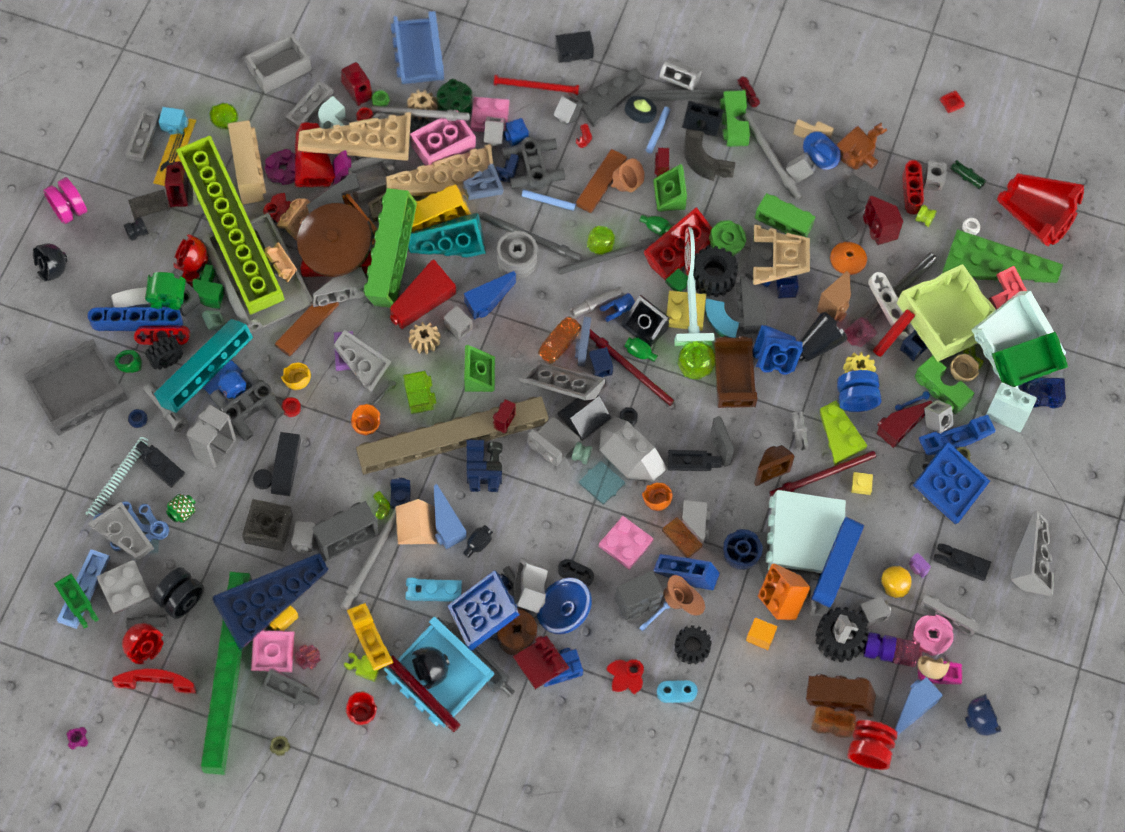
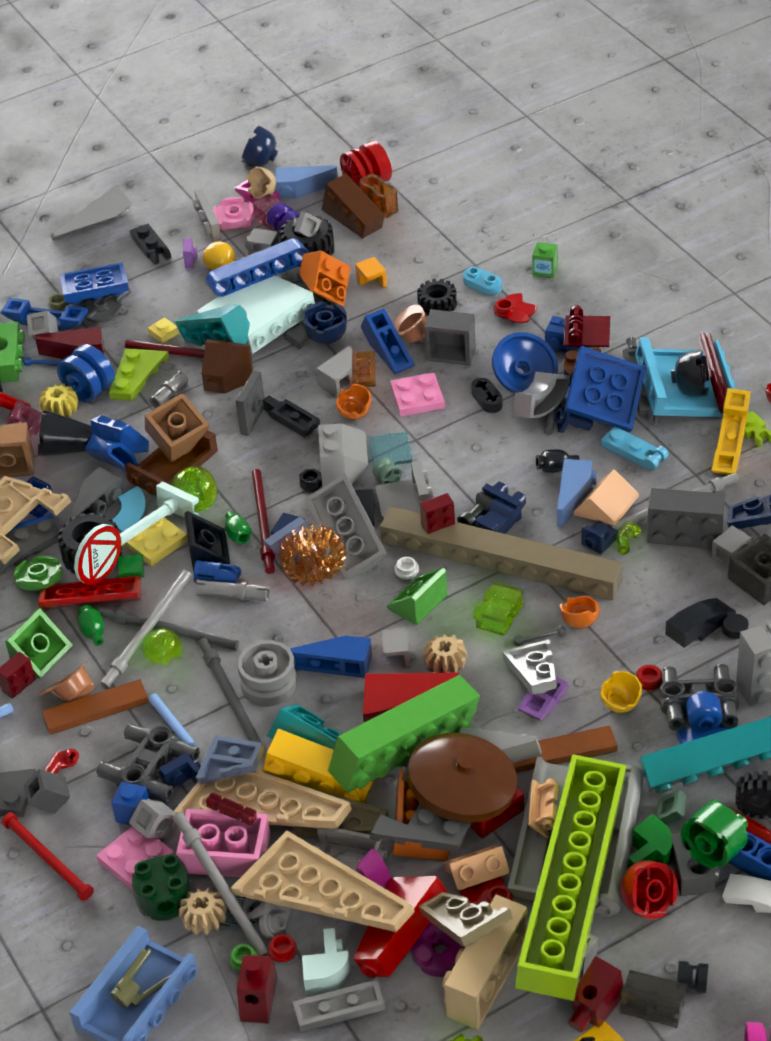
camera: 135 degrees left, 20 degrees down
(267, 157) = (462, 919): none -> dark tan wing
(420, 43) = (127, 989): none -> olive plant
(446, 146) = (231, 808): none -> dark red axle
(504, 389) = (406, 568): none -> white plate
(613, 212) = (119, 664): none -> light grey bar
(642, 738) = (545, 259): none -> bright green brick
(747, 379) = (175, 426): none -> medium nougat slope
(805, 480) = (220, 324): none -> teal wedge

